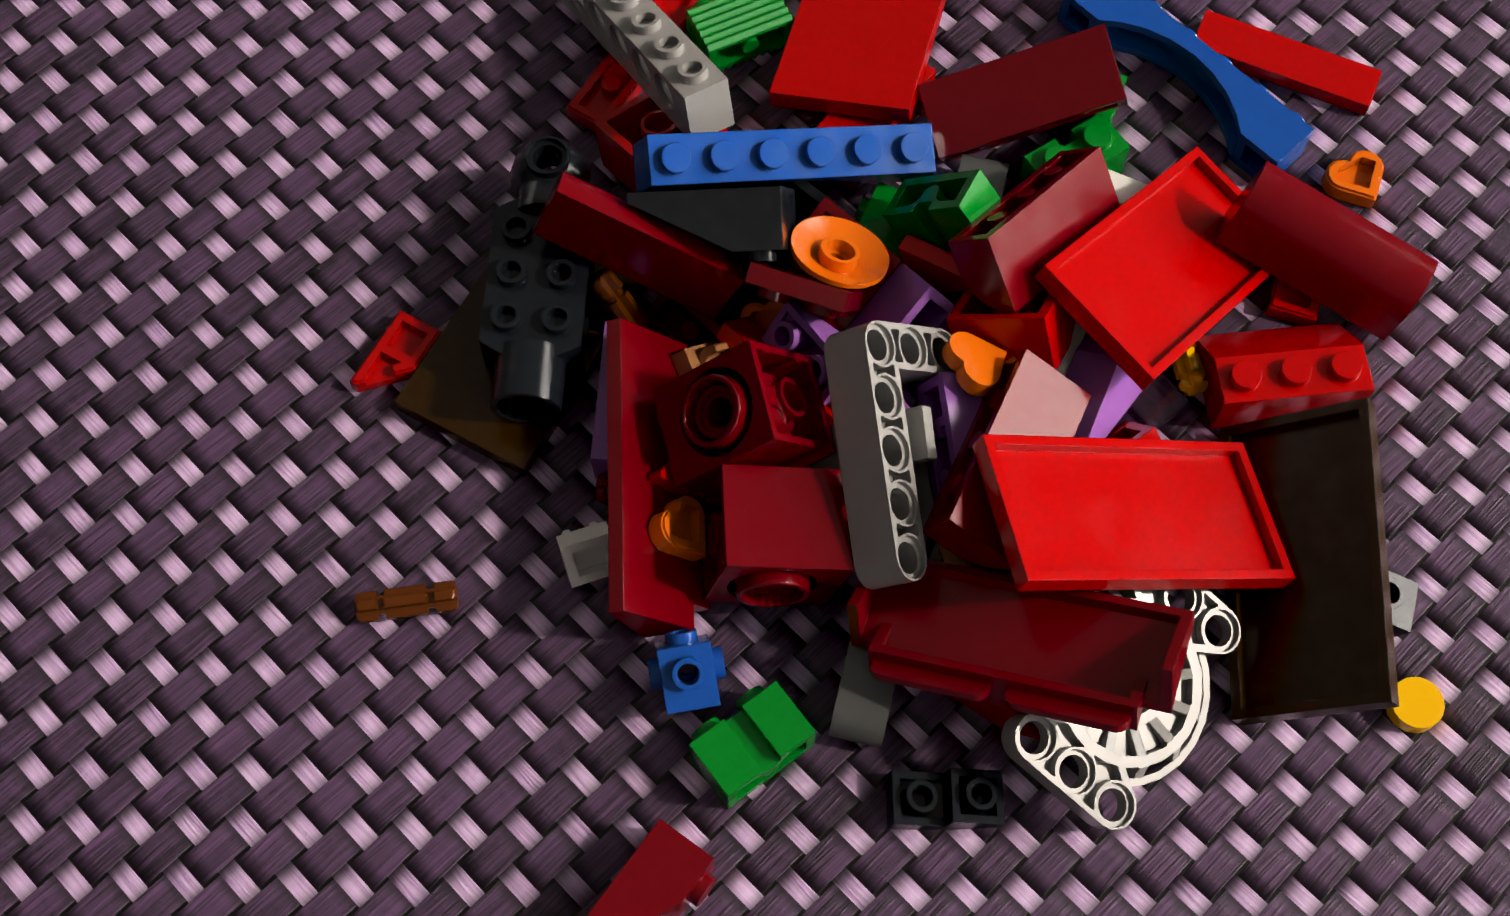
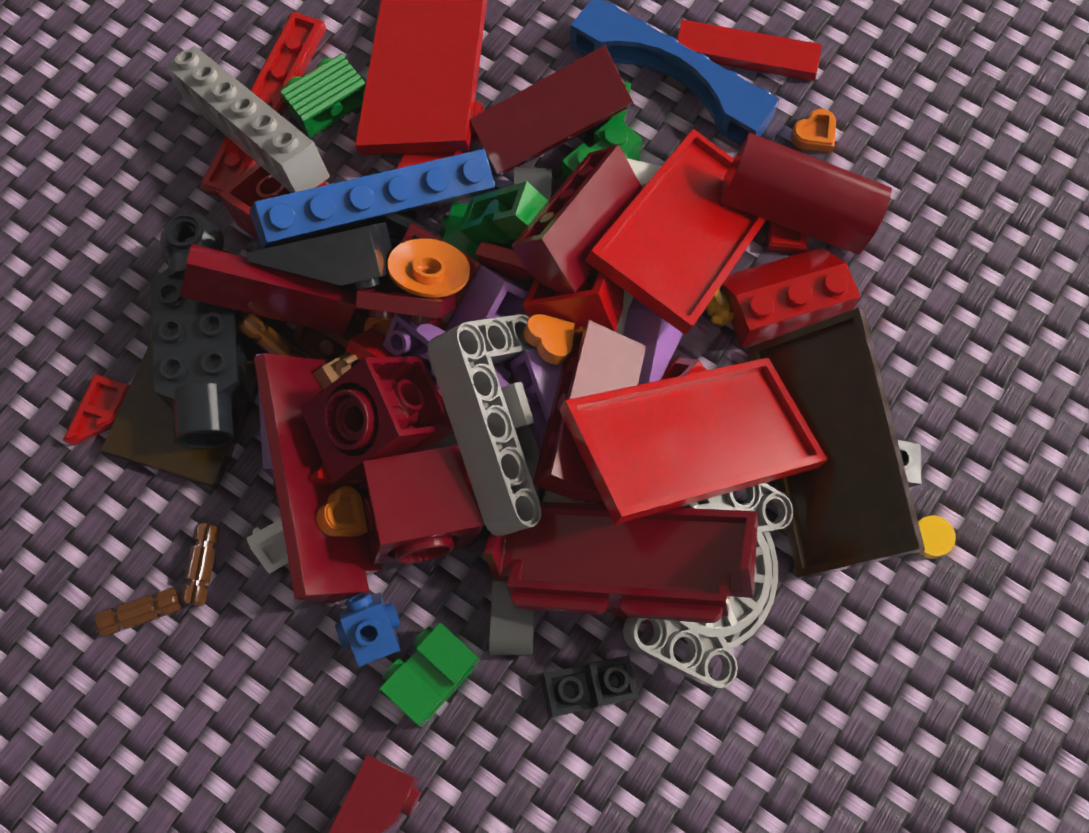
camera: 10 degrees left, 5 degrees up
(490, 560) = (200, 564): none -> reddish brown axle

